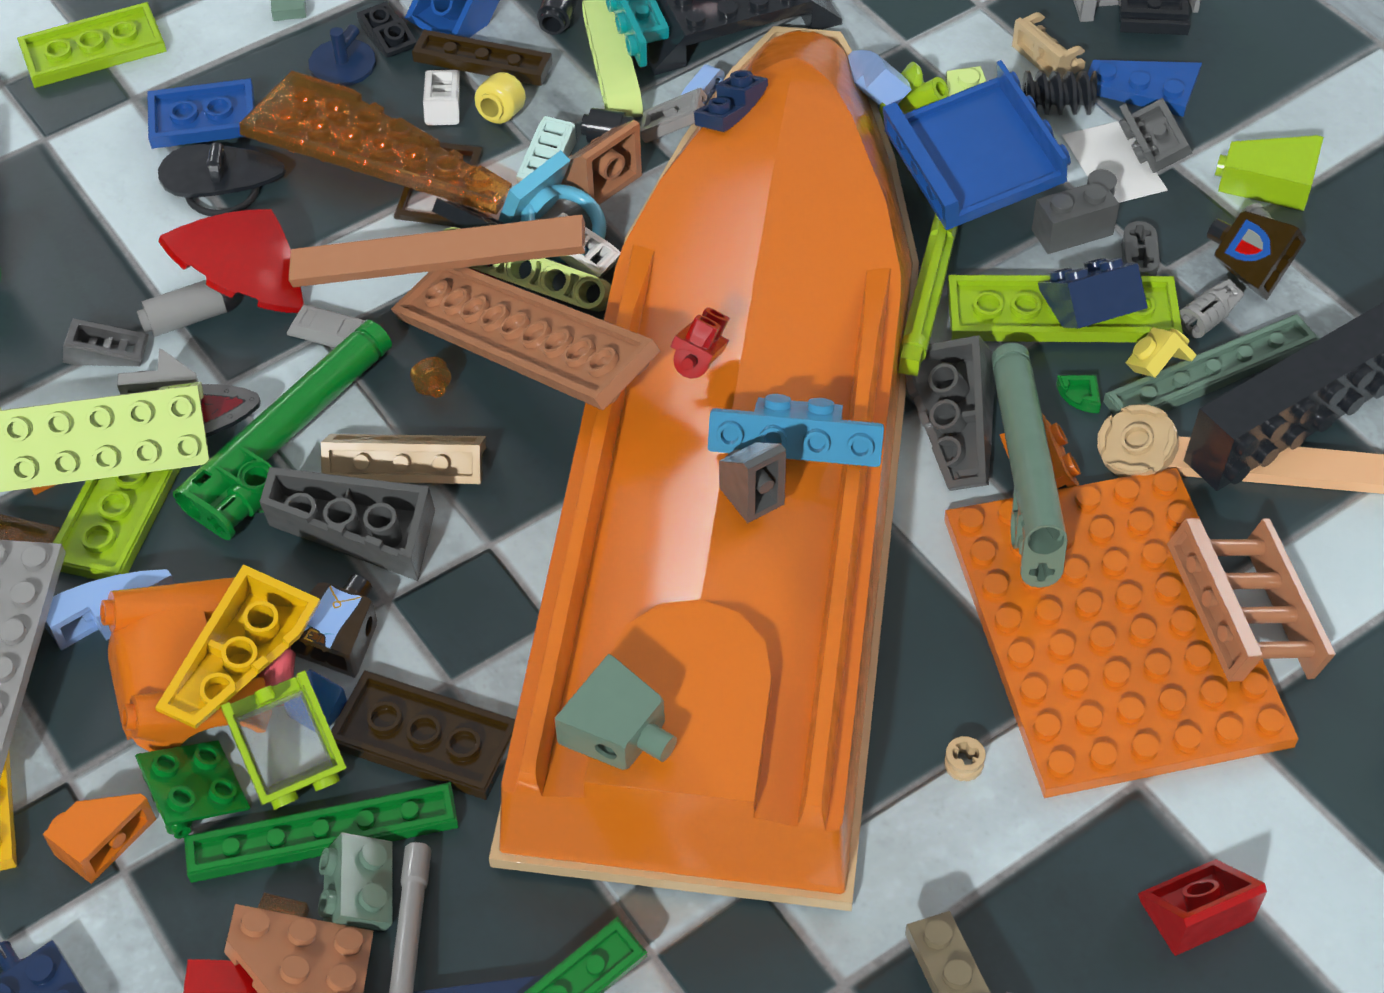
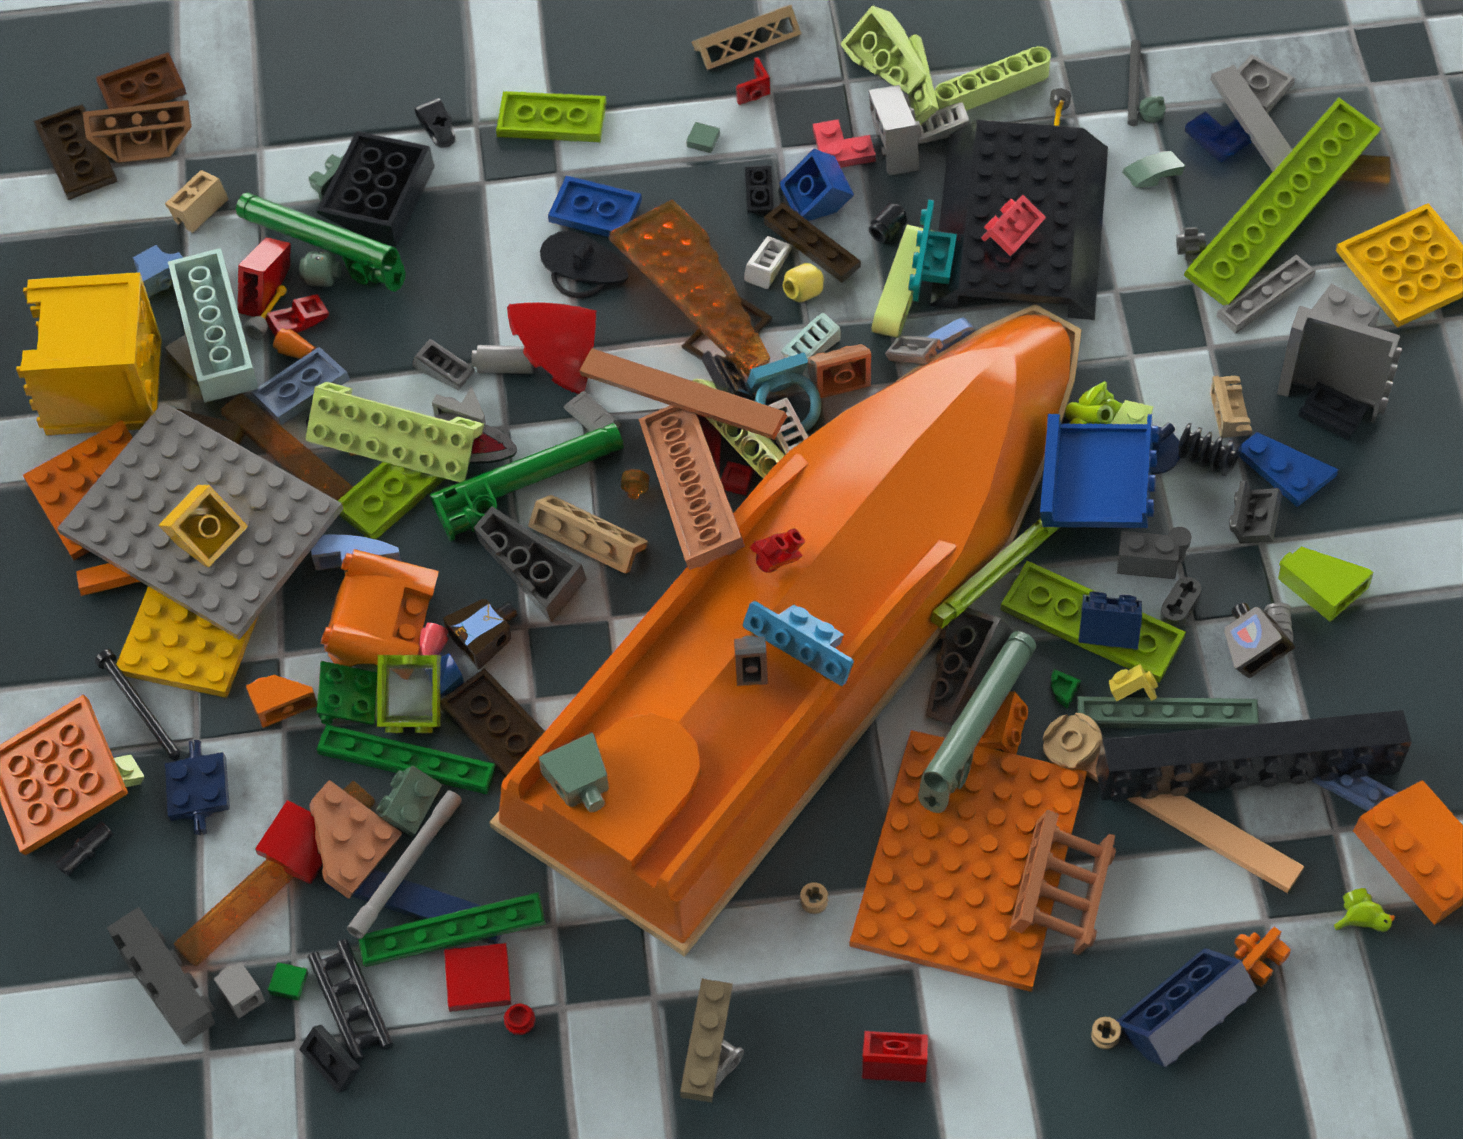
camera: 30 degrees right, 5 degrees up
(243, 636) = (415, 615): yellow wedge -> none
(343, 58) = (715, 202): dark blue shield -> none
(601, 121) = (863, 334): black brick -> none
(733, 101) = (936, 367): dark blue slope -> none
(877, 77) = (1072, 384): light blue slope -> none
(1109, 150) = (1210, 523): white sticker -> none
(1210, 308) = (1197, 667): light grey hinge -> none

